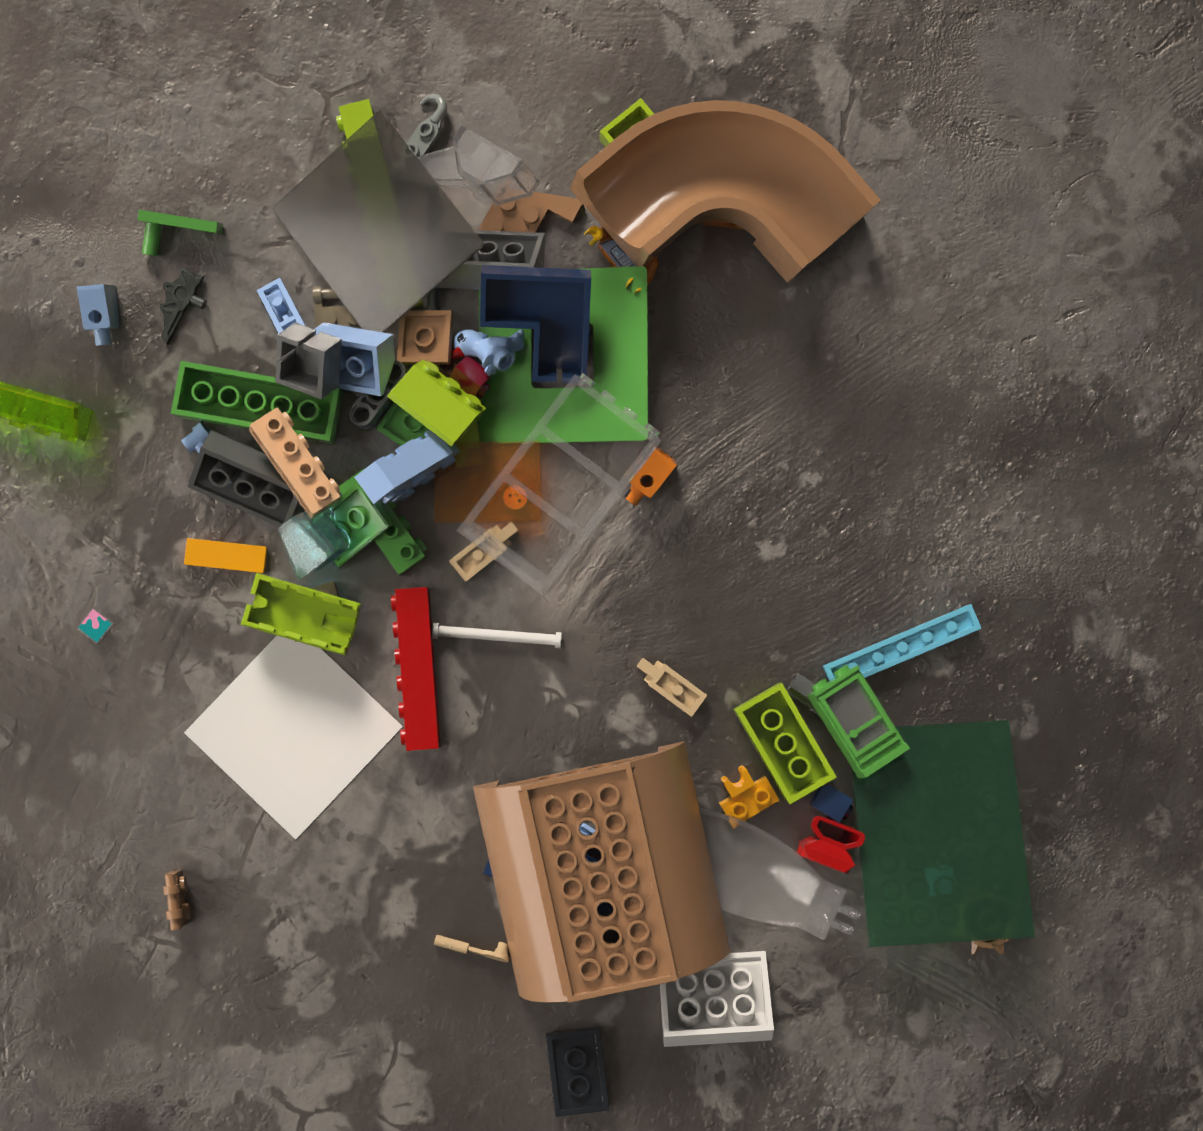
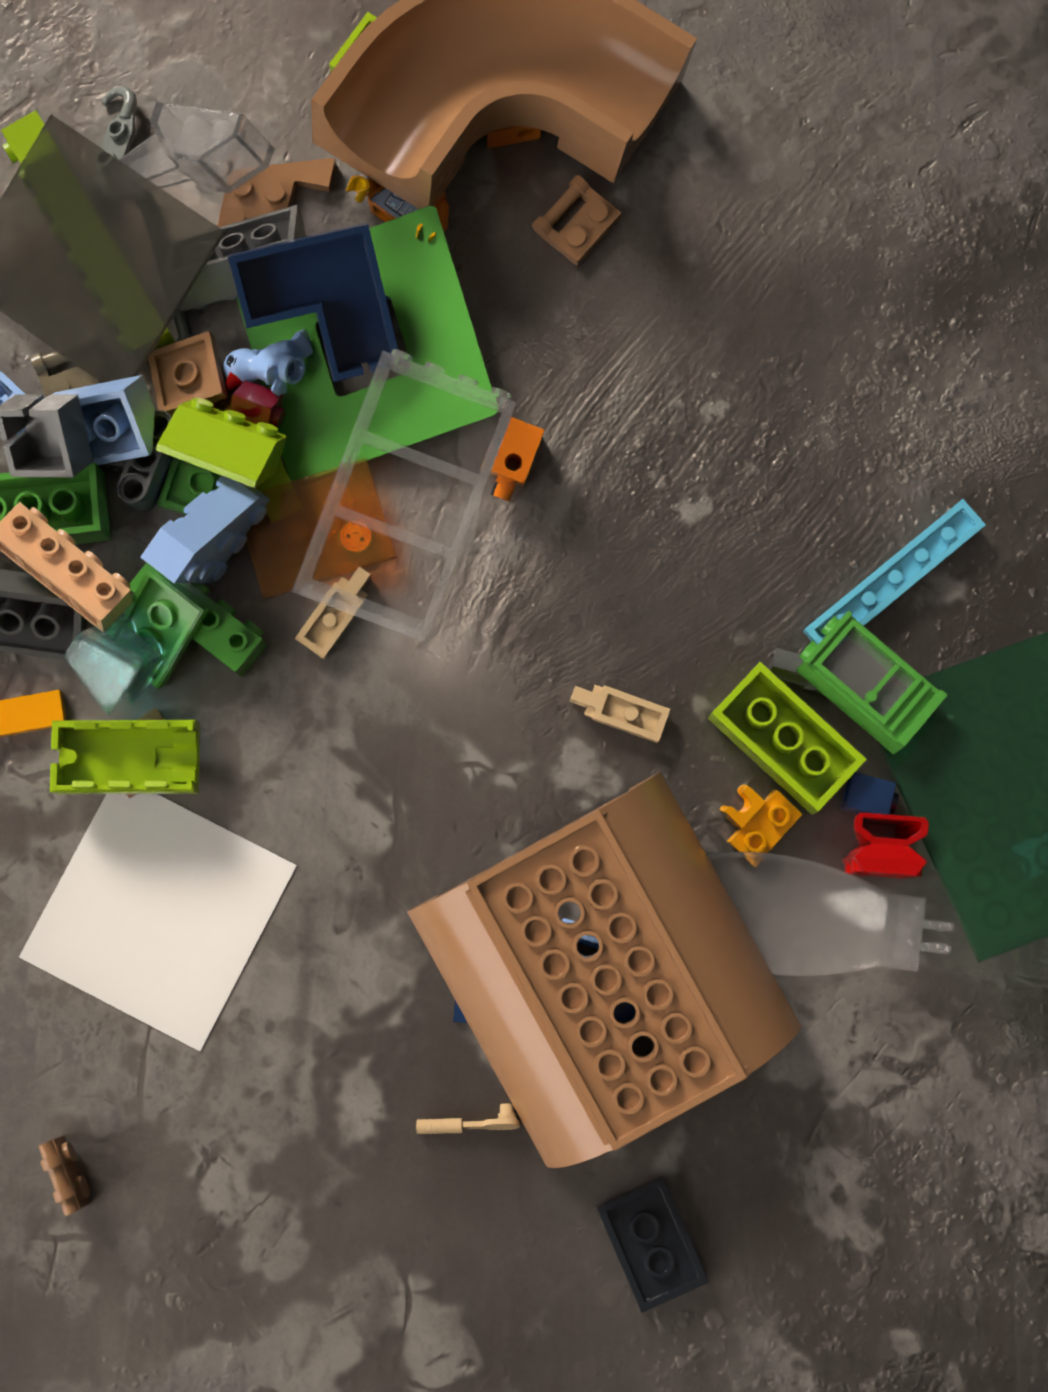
camera: 10 degrees left, 5 degrees down
(417, 669) = (293, 785): red brick -> none
(496, 635) = (381, 714): white bar -> none
(719, 1003) = (807, 1098): white slope -> none
(756, 310) = (585, 227): none -> medium nougat plate

